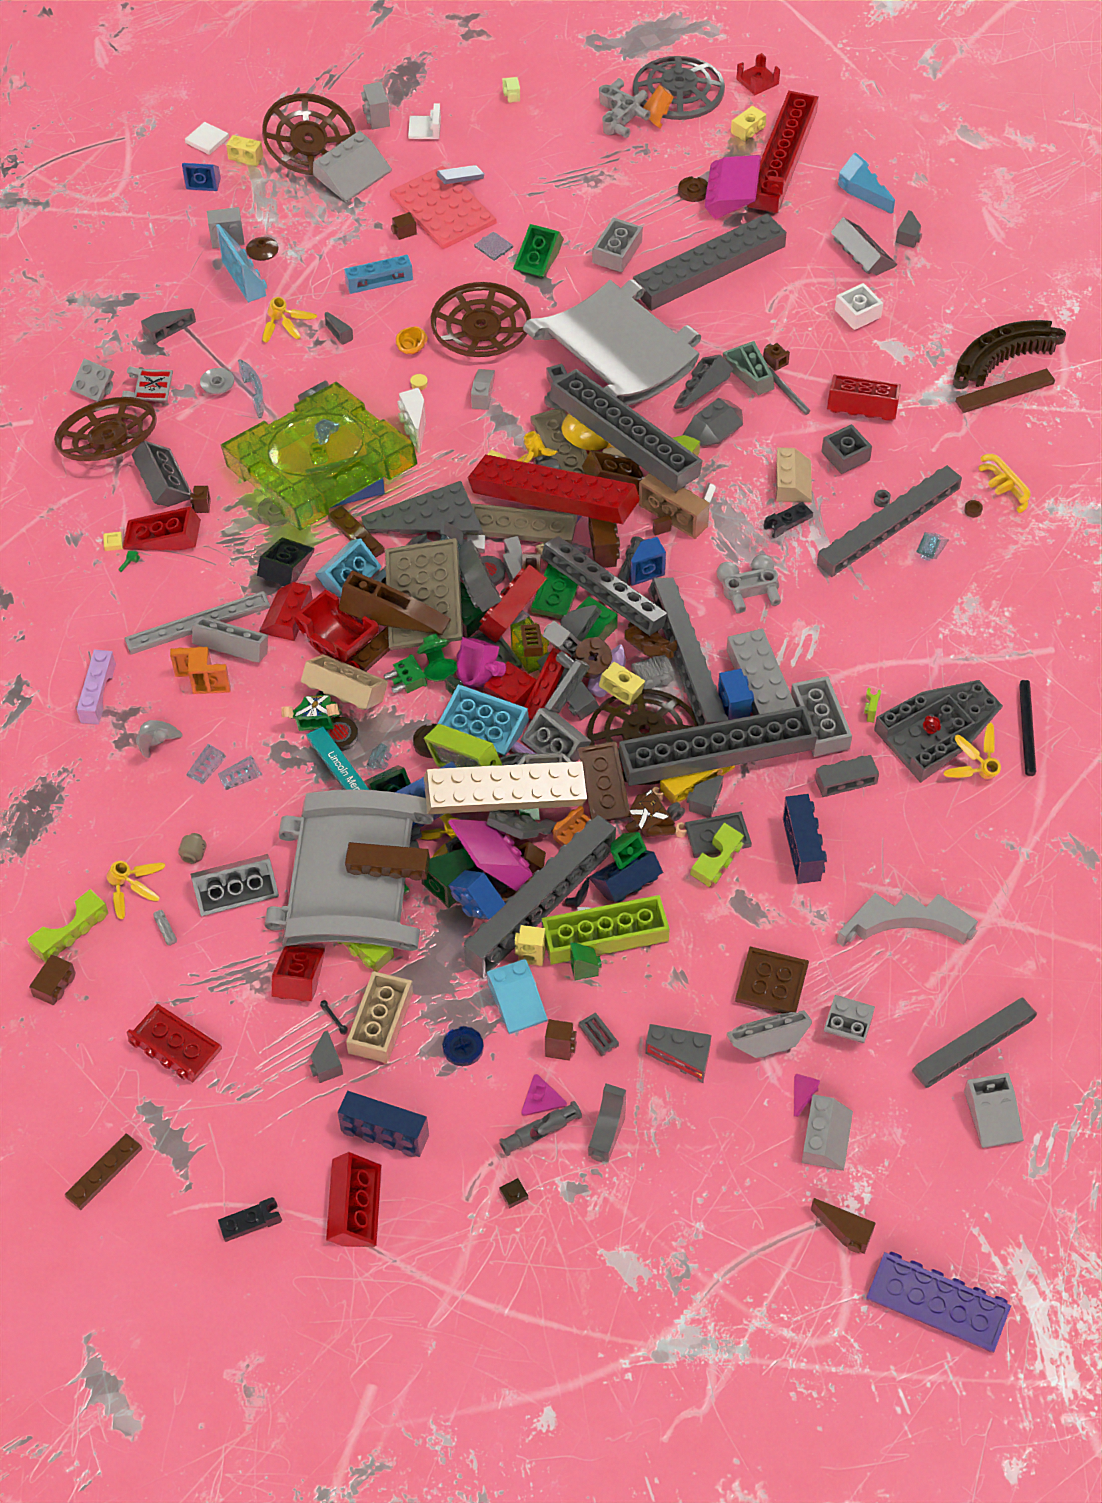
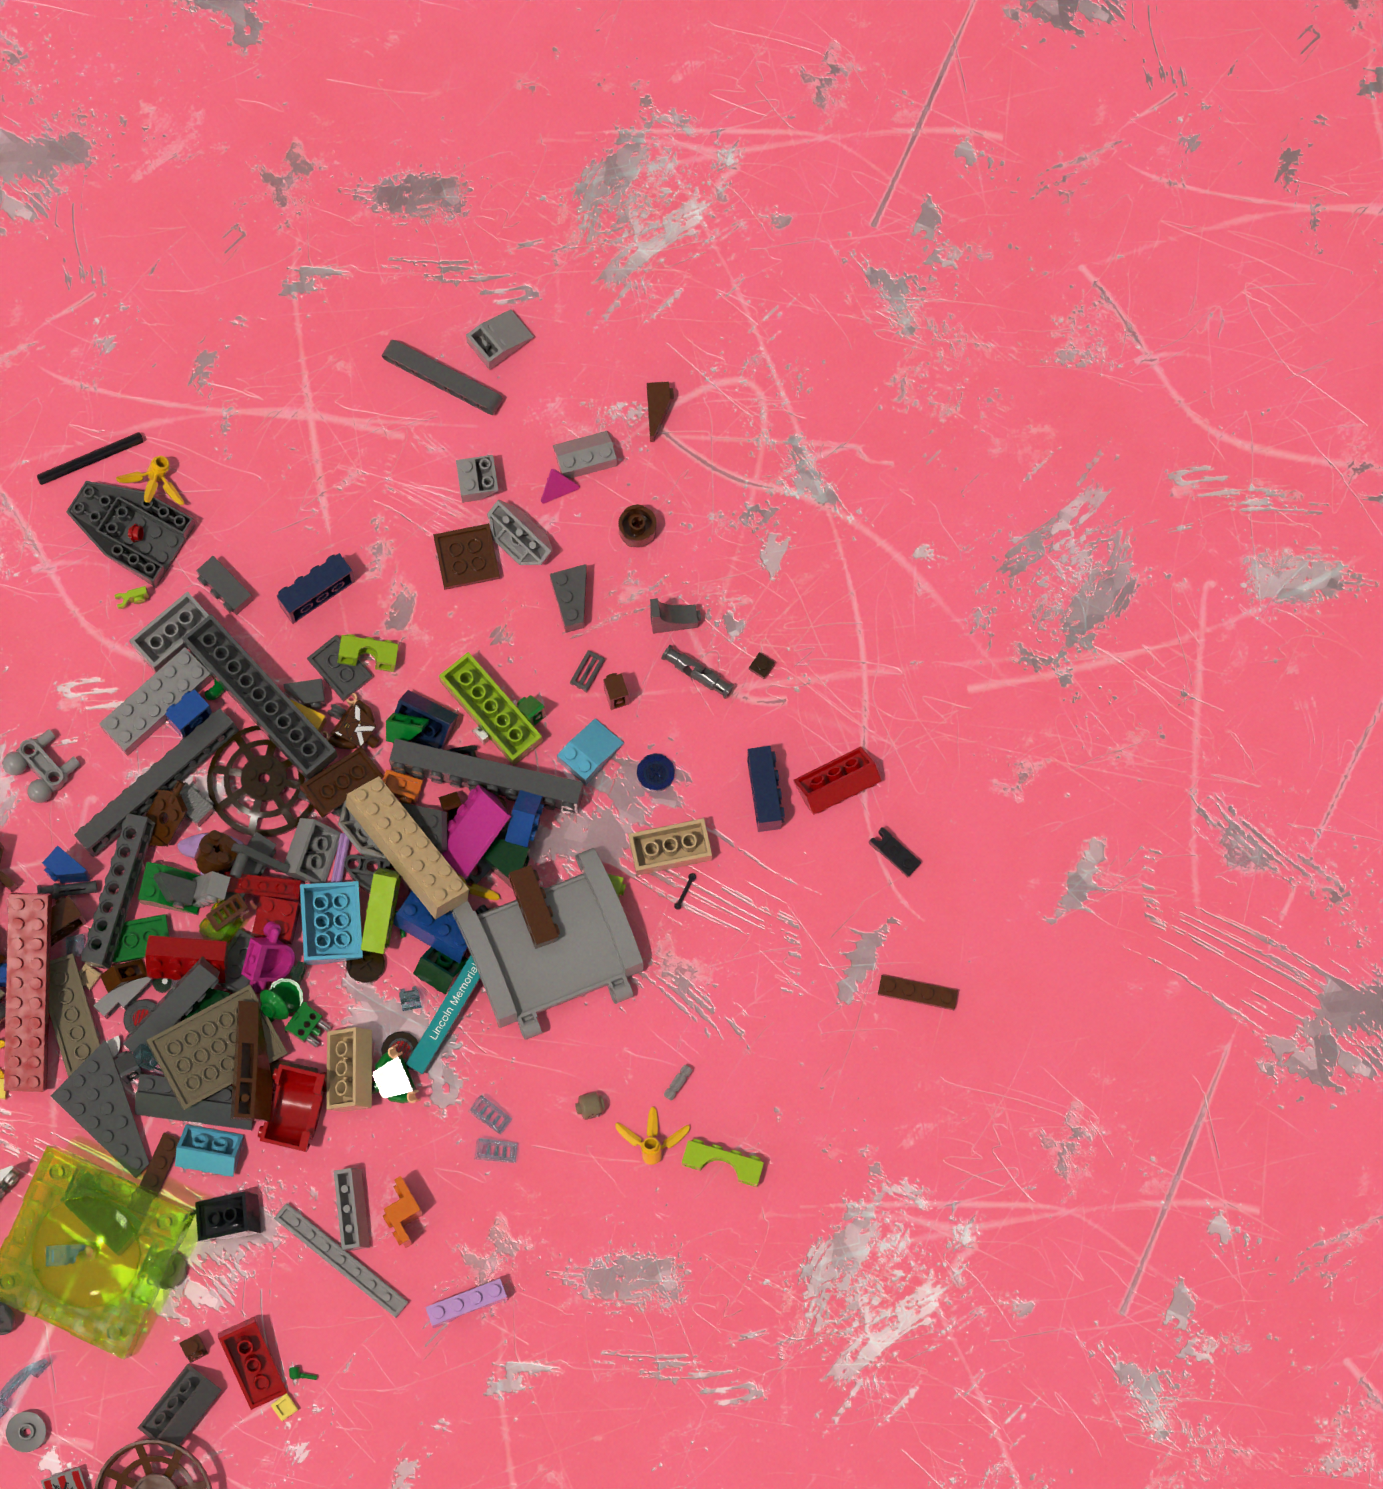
camera: 120 degrees left, 20 degrees up
(52, 980) = (779, 1142): reddish brown brick -> none
(154, 733) = (491, 1212): light grey piece -> none
(174, 1043) = (780, 1004): red bracket -> none
(234, 884) = (606, 1046): dark grey slope -> none
(287, 603) = (288, 1180): red slope -> none
(297, 972) = (664, 940): red slope -> none
(325, 1060) = (729, 872): dark grey slope -> none
(531, 945) = (540, 757): light yellow brick -> none
(541, 1098) = (667, 688): dark pink piece -> none
(621, 683) = (226, 807): light yellow brick -> none
(726, 1152) = (646, 521): none -> reddish brown brick
(880, 915) = (357, 499): light grey arch -> none
(939, 1301) = (682, 316): bracket -> none

